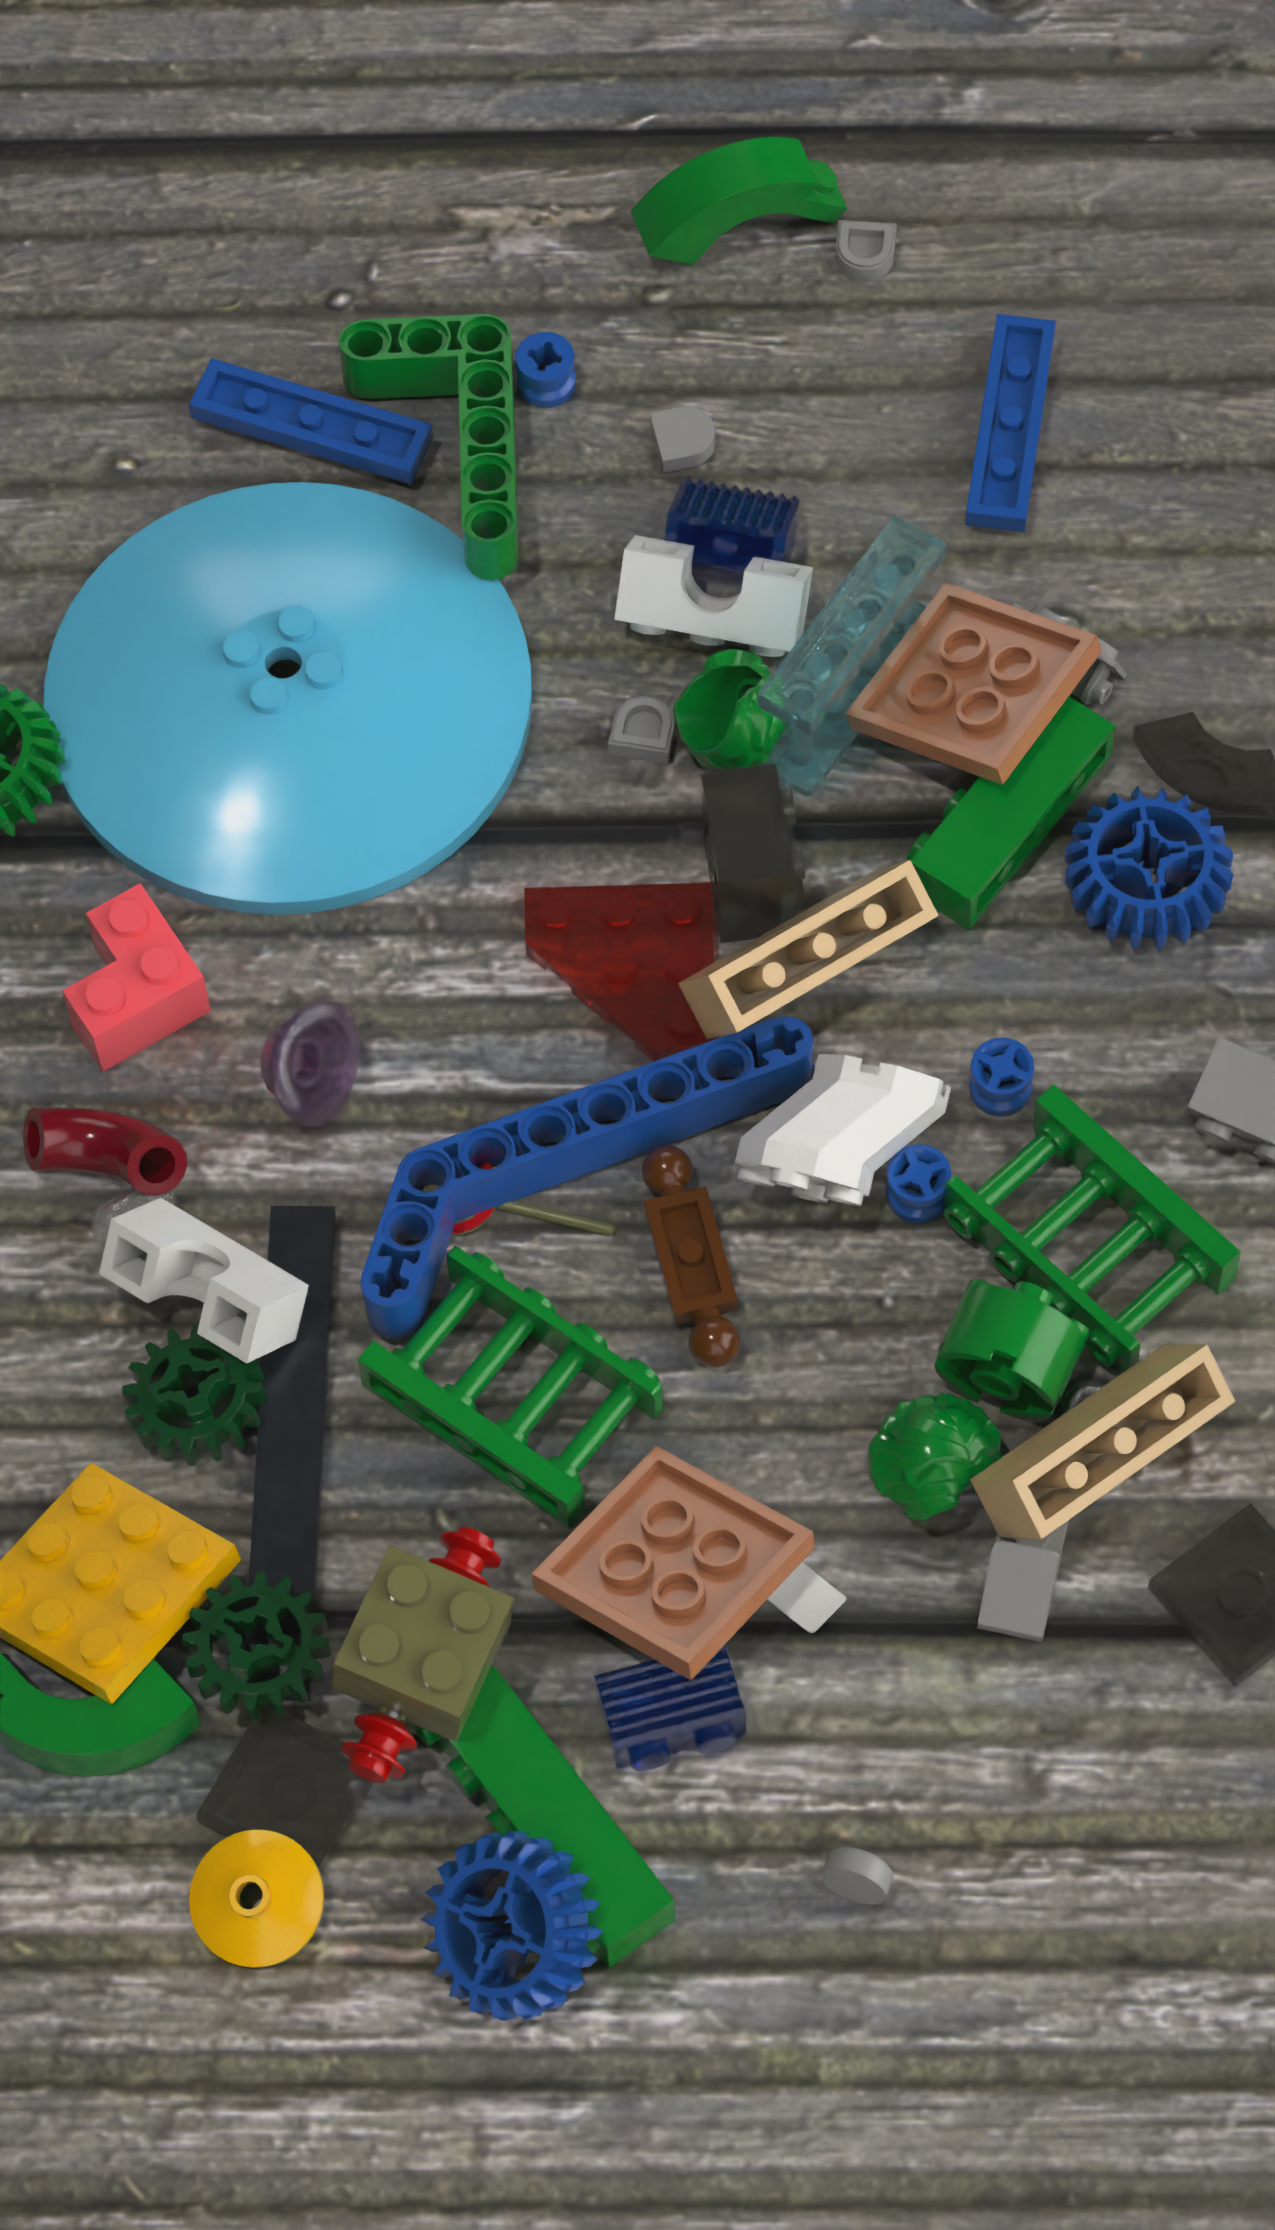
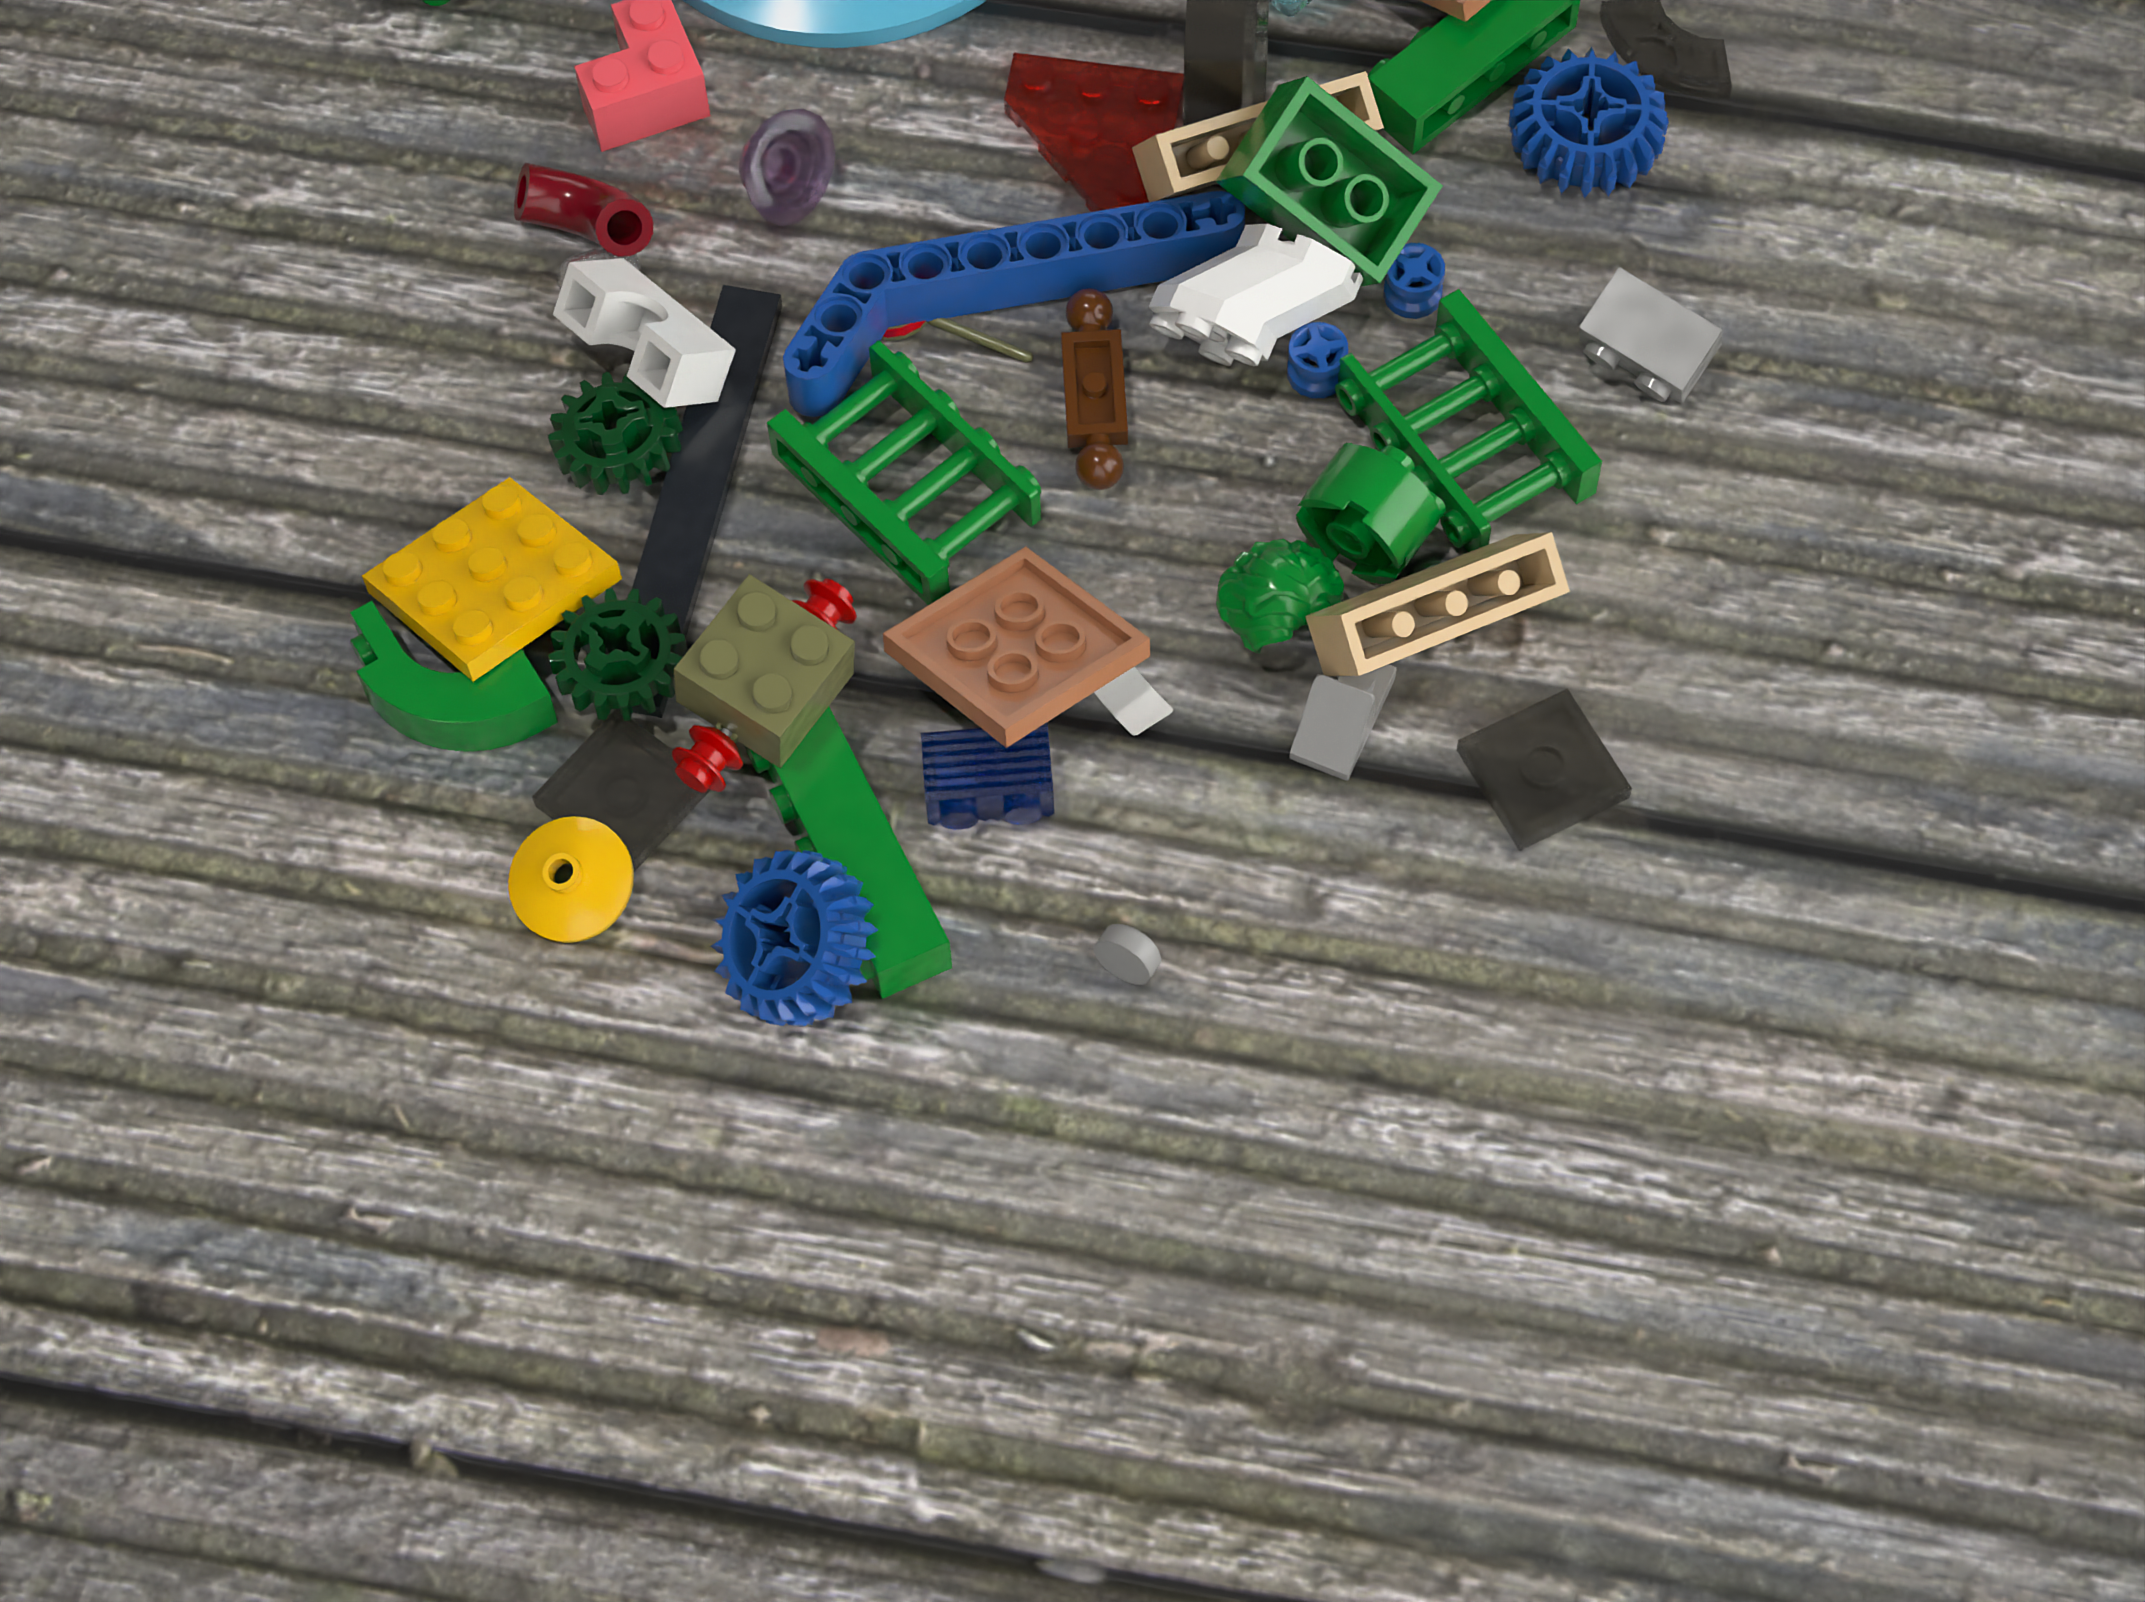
camera: 10 degrees right, 0 degrees up
(897, 991) = (1329, 178): none -> green brick

